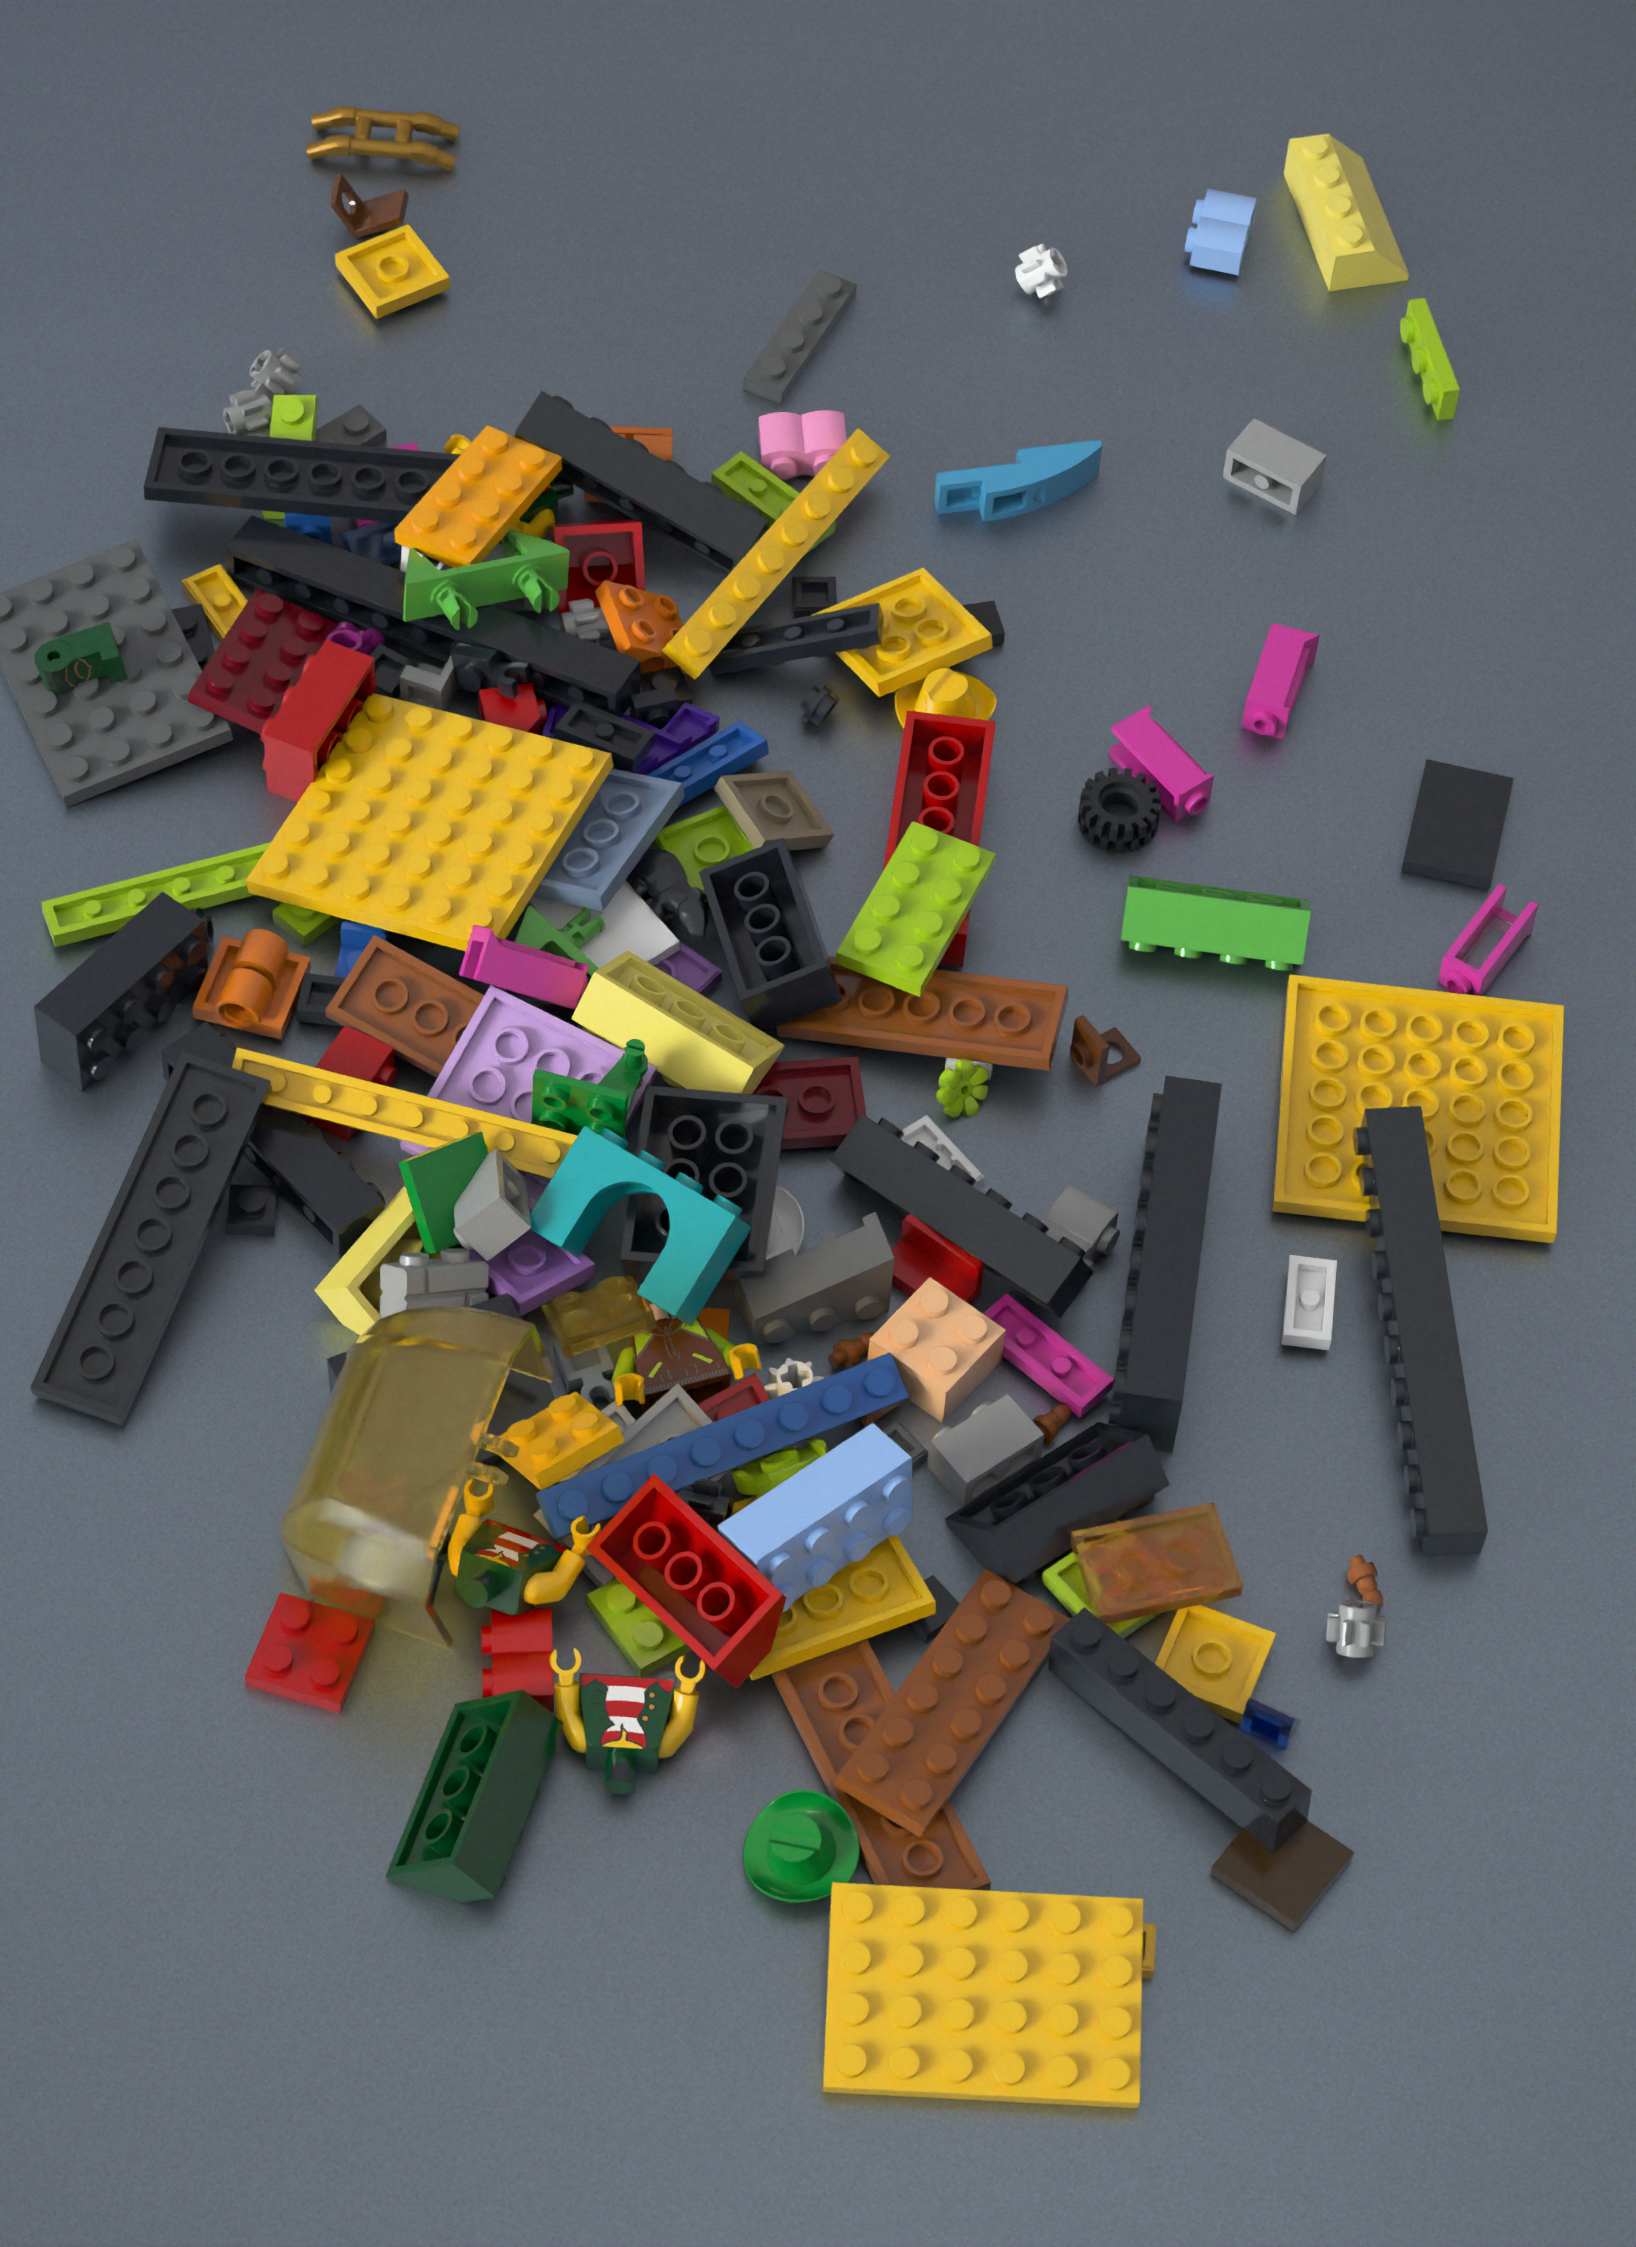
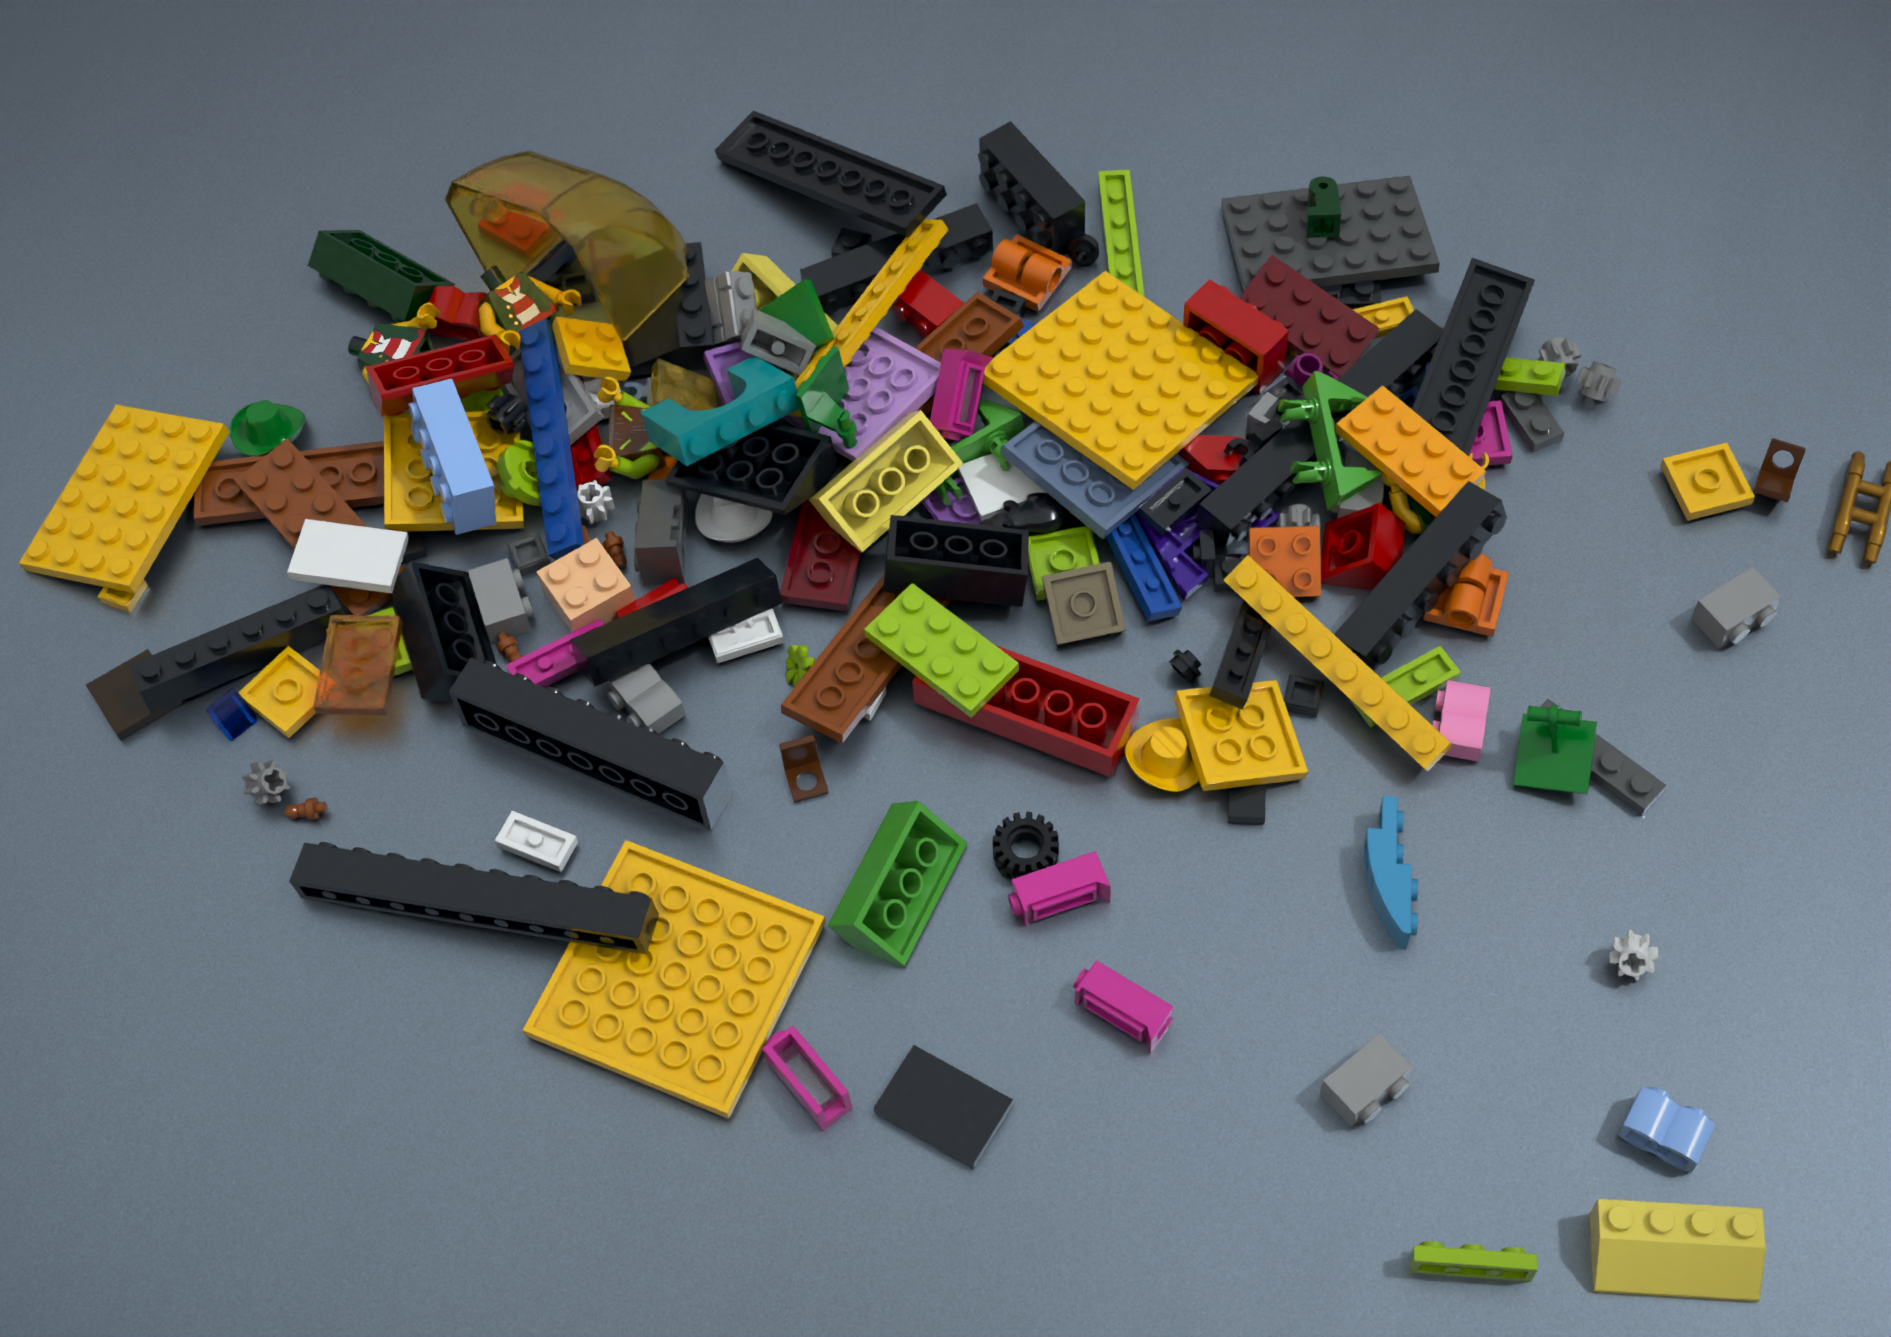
camera: 115 degrees right, 5 degrees up
(567, 230) = (1736, 608): none -> light grey brick
(820, 353) = (1555, 750): none -> green plate
(1004, 1623) = (348, 556): none -> white tile

